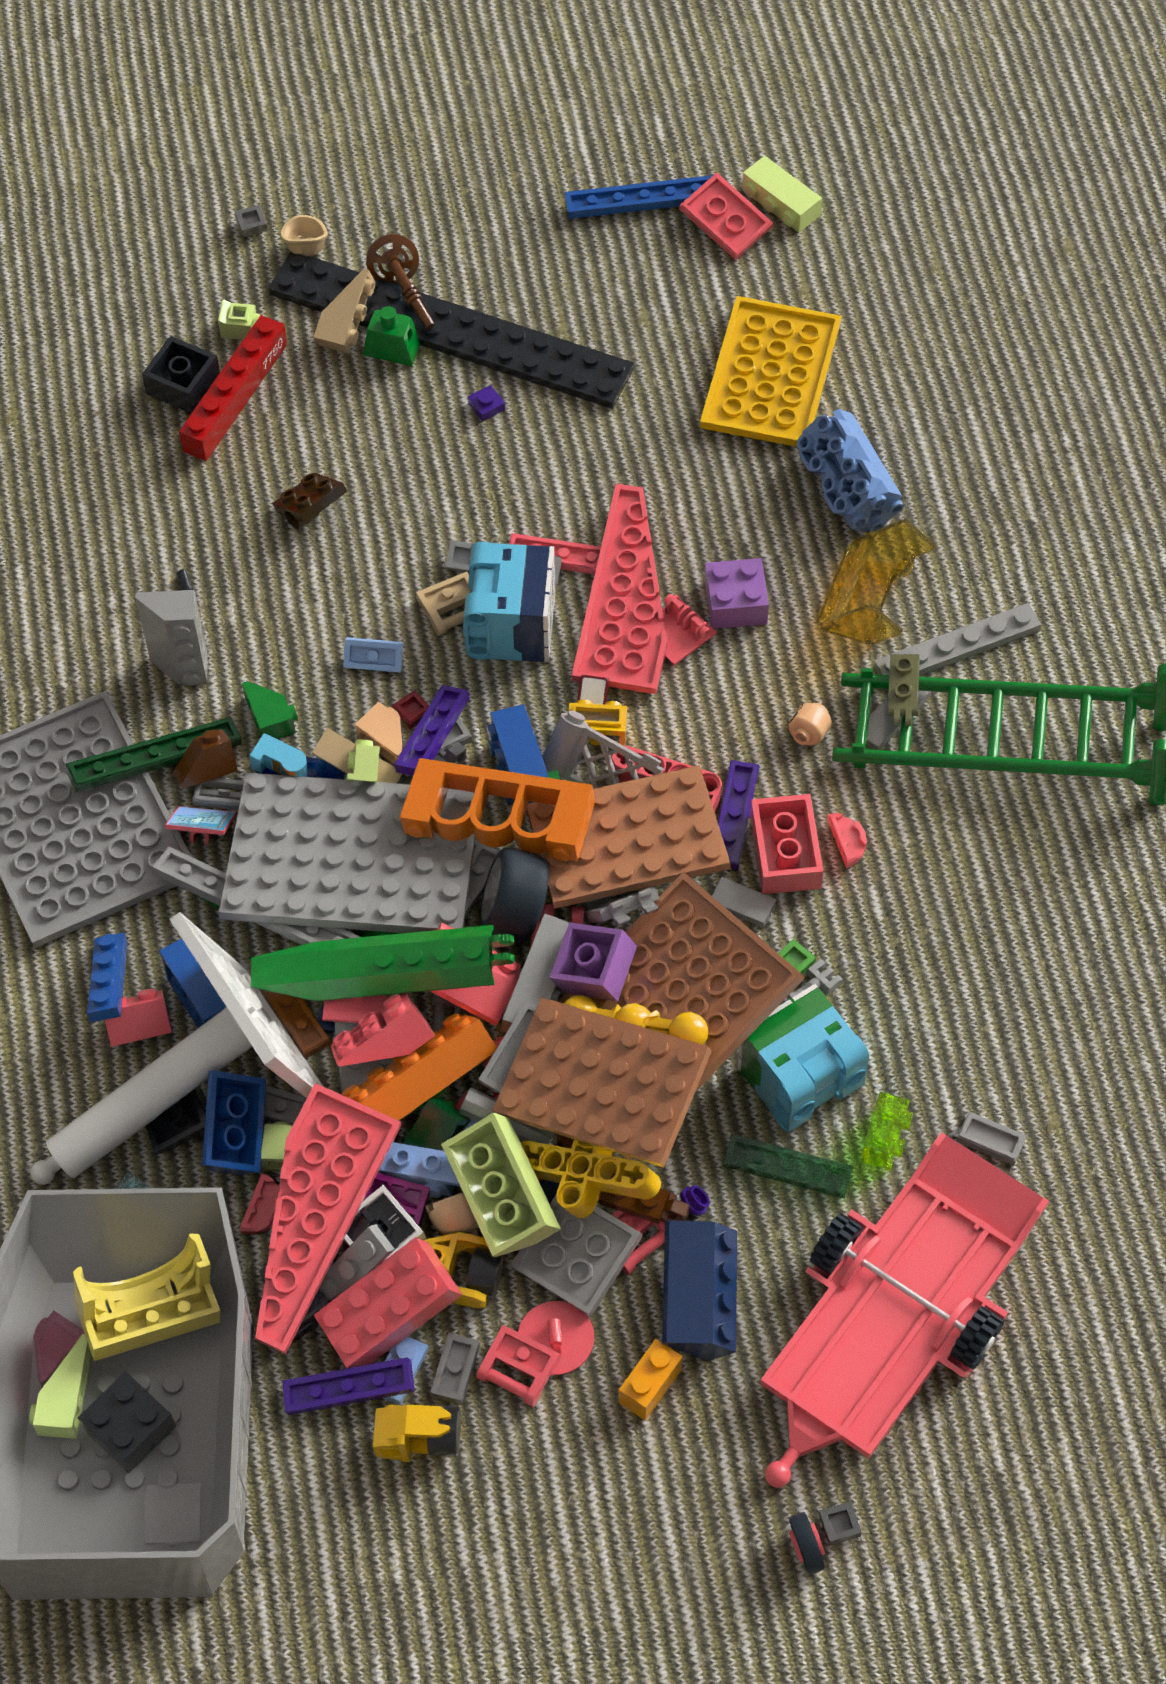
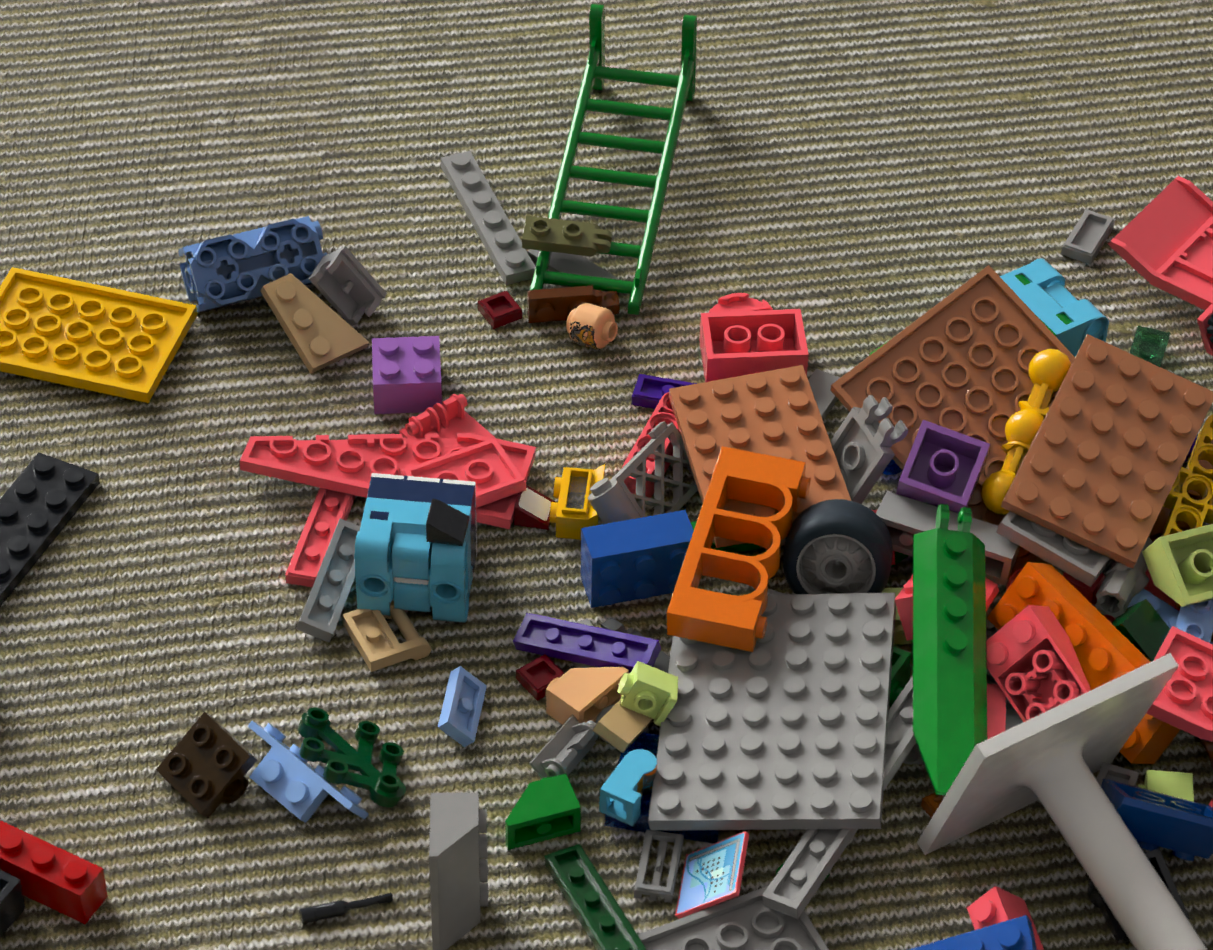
camera: 90 degrees left, 15 degrees down
(190, 983) = (967, 861): blue brick -> none
(206, 759) = (622, 870): reddish brown slope -> none
(305, 559) = (294, 781): none -> light blue bracket
(317, 590) = (383, 786): none -> dark green plant
(319, 717) = (565, 748): none -> light grey hinge
(486, 402) = (69, 597): dark purple plate -> none
(490, 593) = (445, 524): none -> black slope
(604, 635) = (481, 463): none -> coral tile
(784, 521) = (310, 324): none -> tan wing
(829, 538) = (347, 285): none -> light grey hinge
(836, 661) = (499, 309): none -> dark red tile
(839, 710) = (557, 303): none -> reddish brown hinge
(864, 581) = (410, 285): clear yellow windscreen -> none
(885, 1131) = (1107, 294): clear neon green brick -> none

